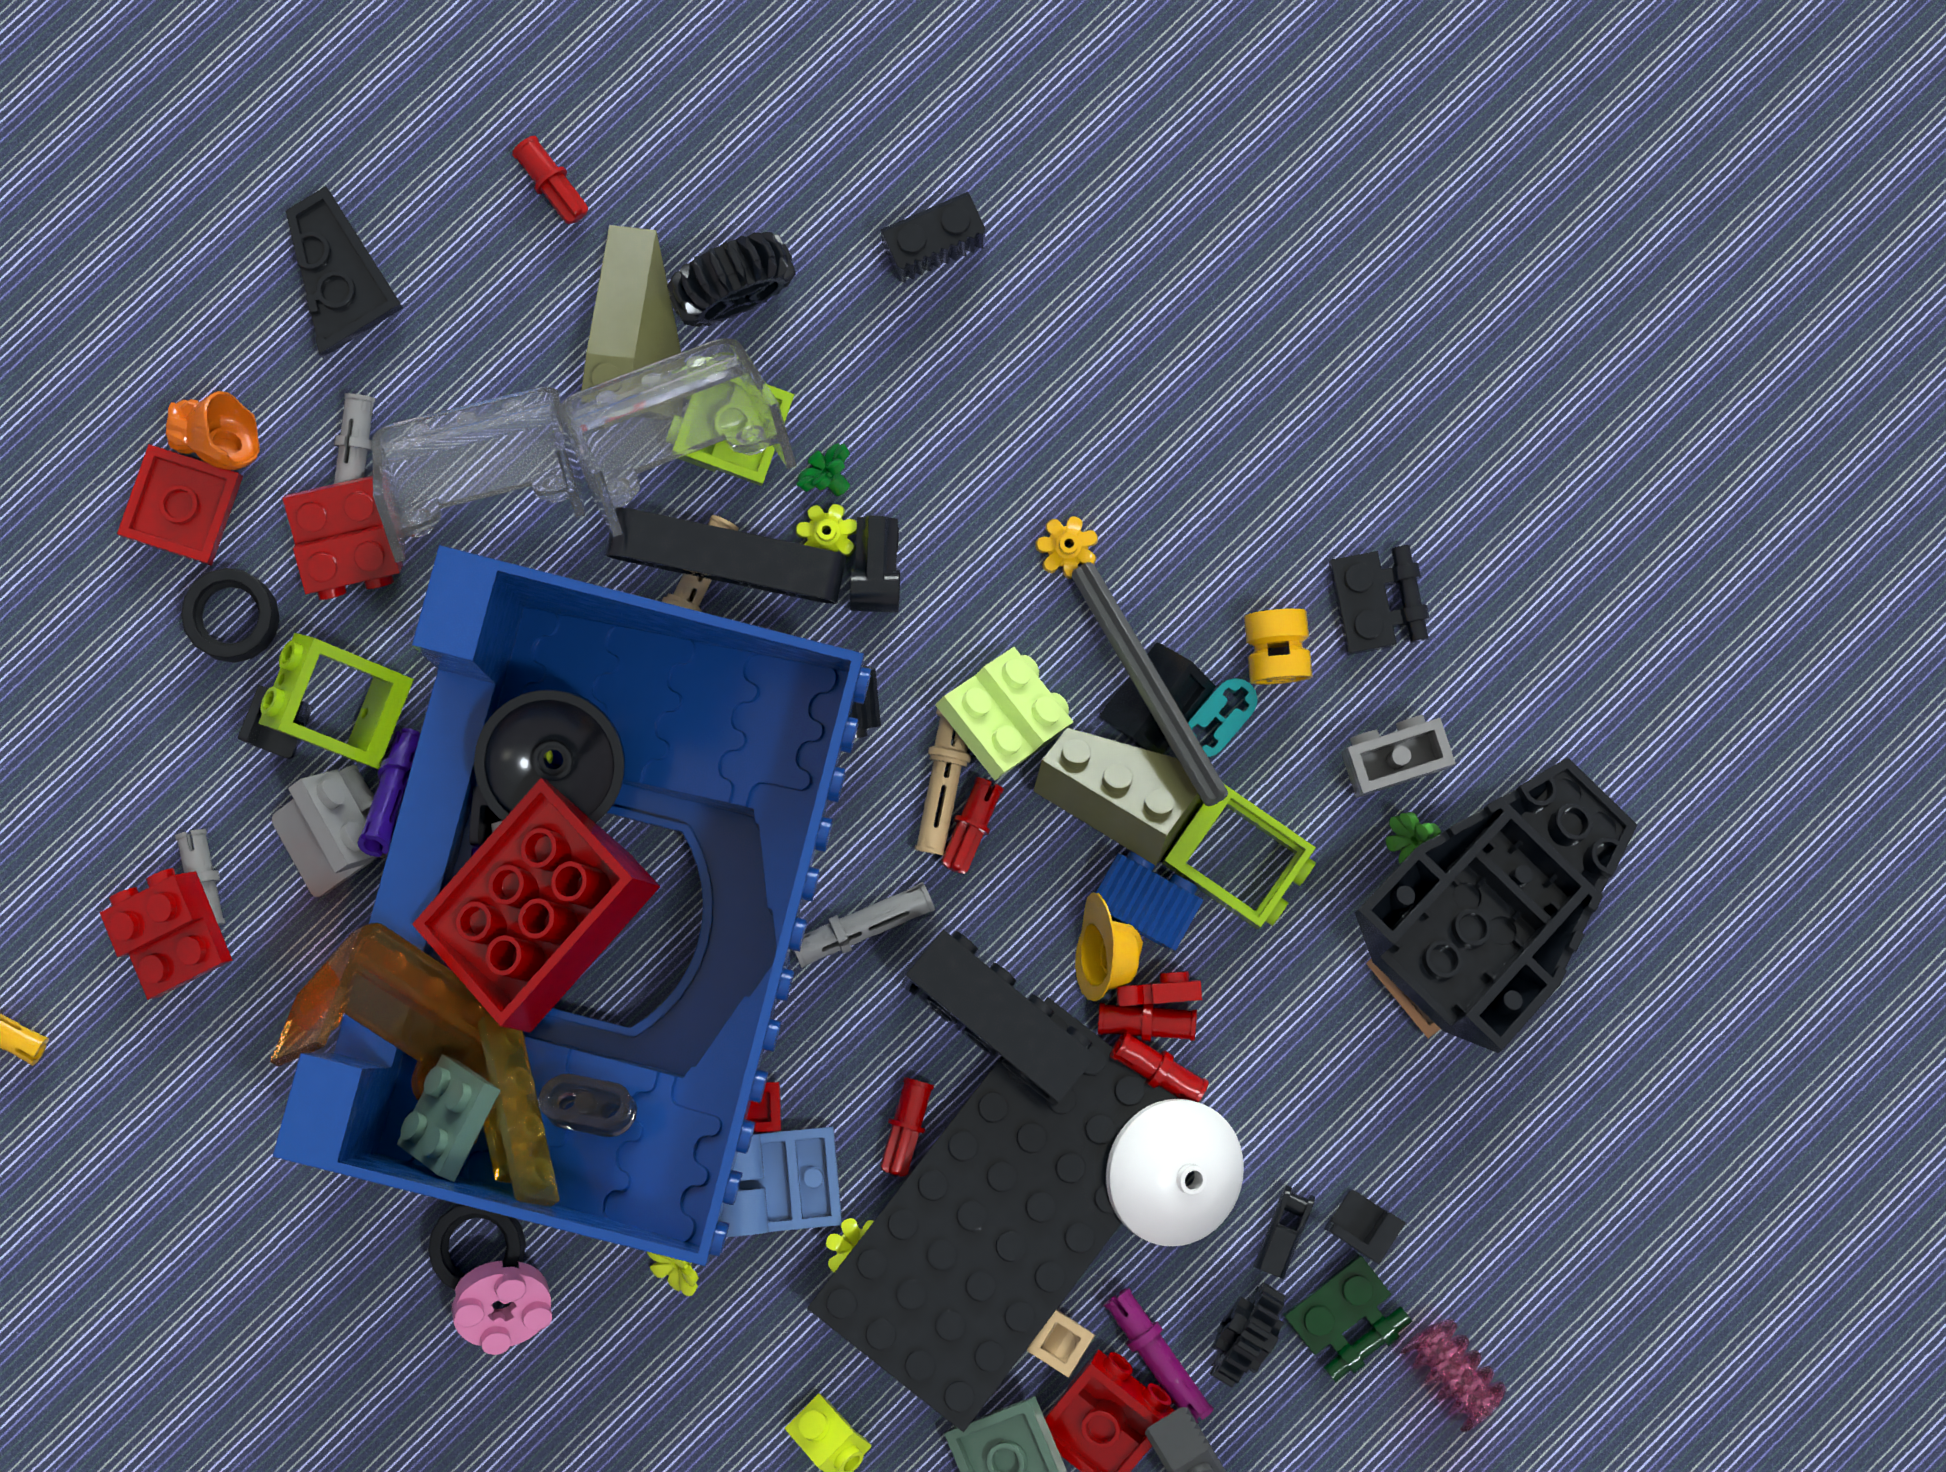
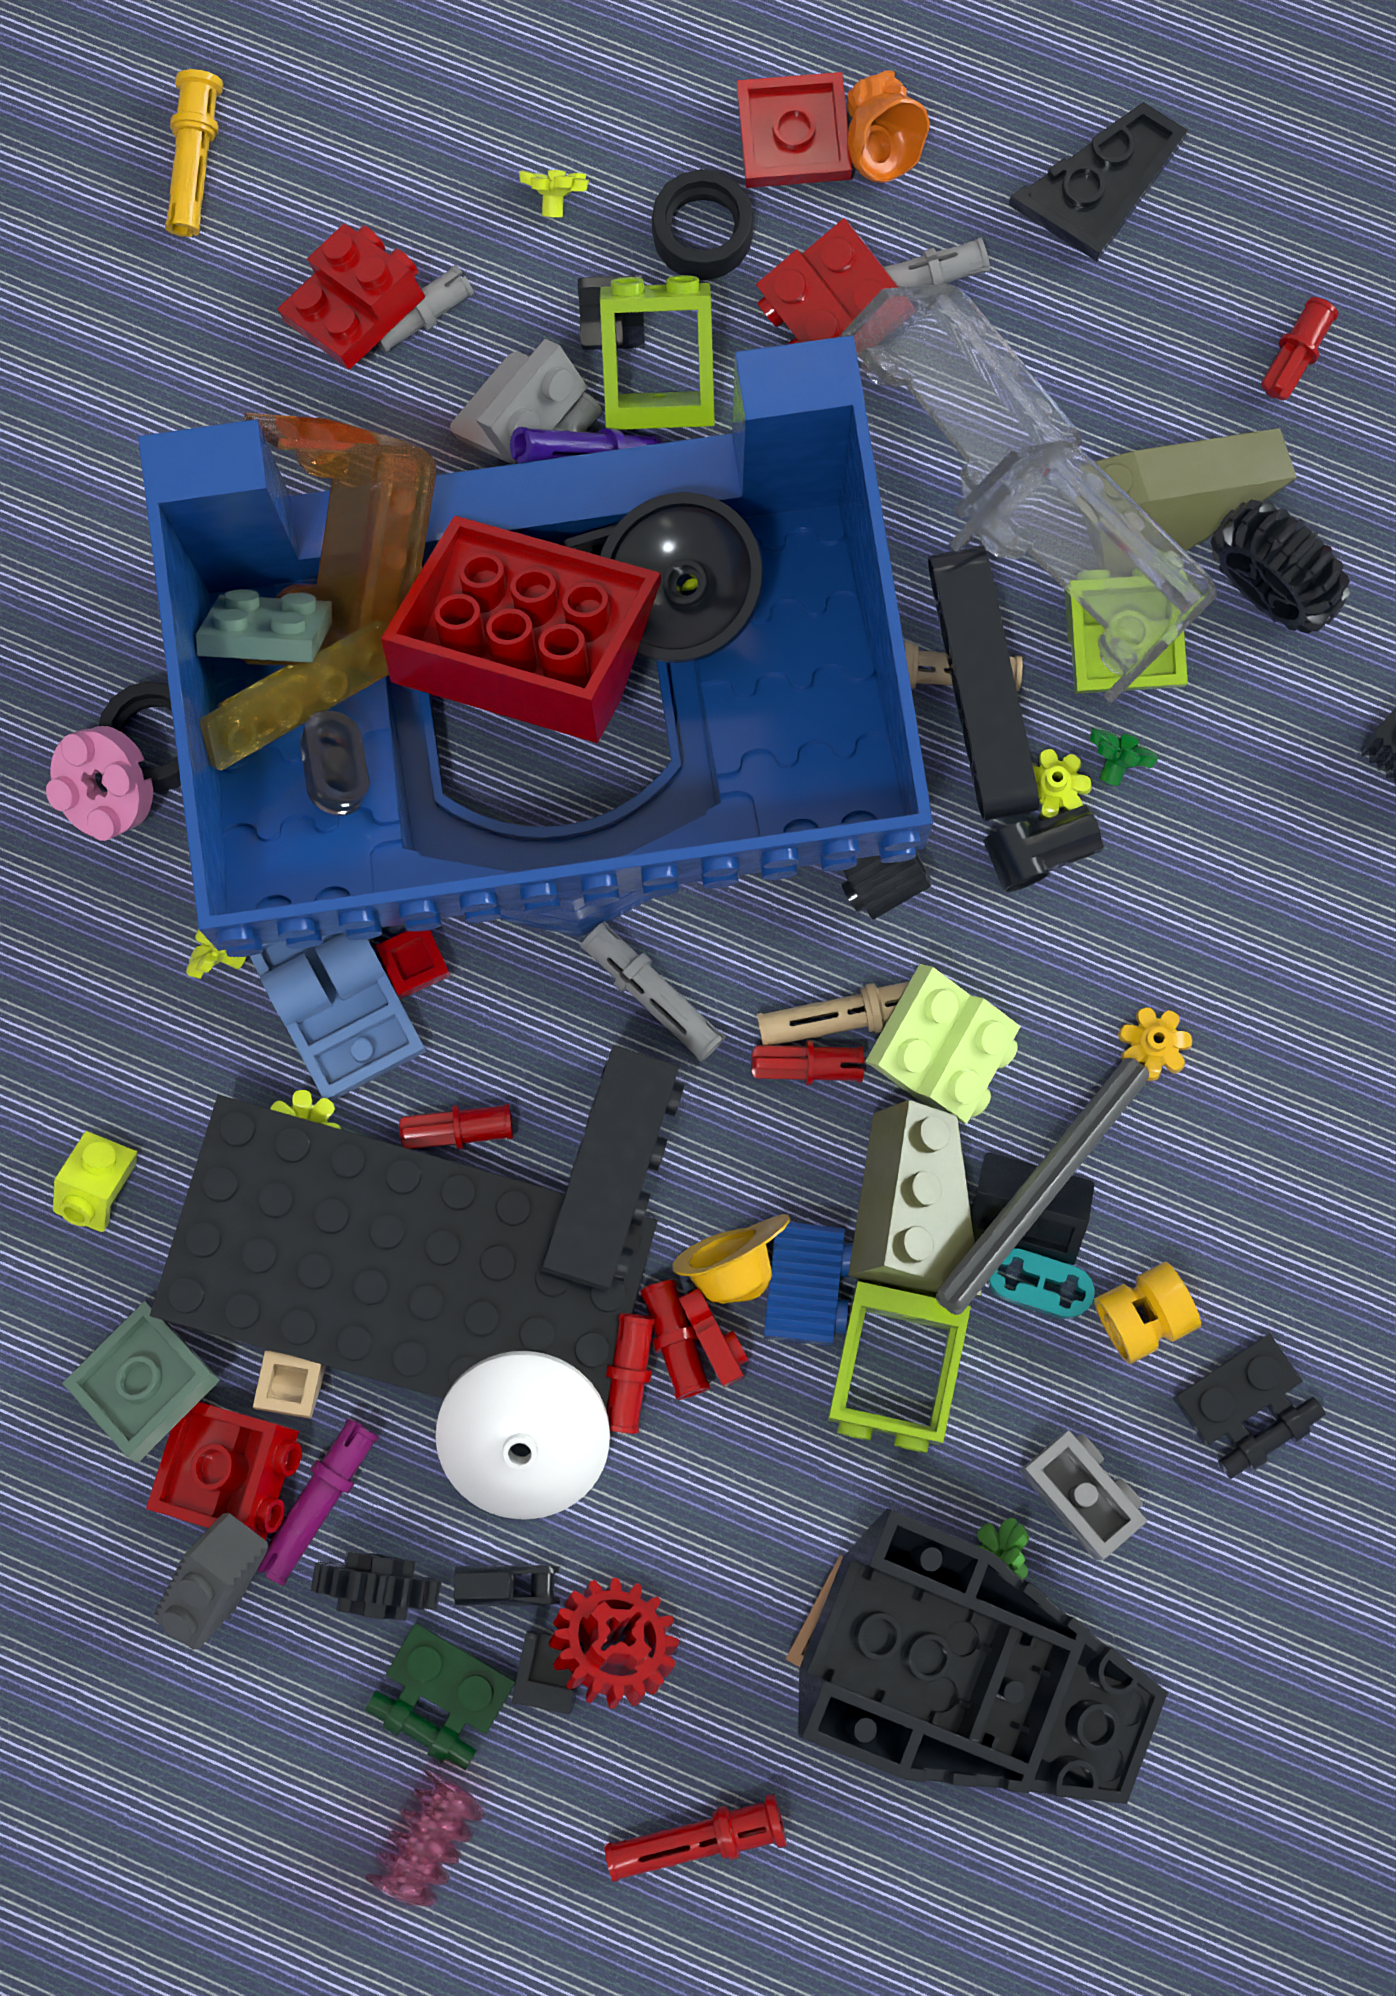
camera: 70 degrees right, 5 degrees down
(142, 724) = (554, 188): none -> neon yellow plant
(1385, 1157) = (622, 1667): none -> red gear
(1539, 1140) = (723, 1834): none -> red pin

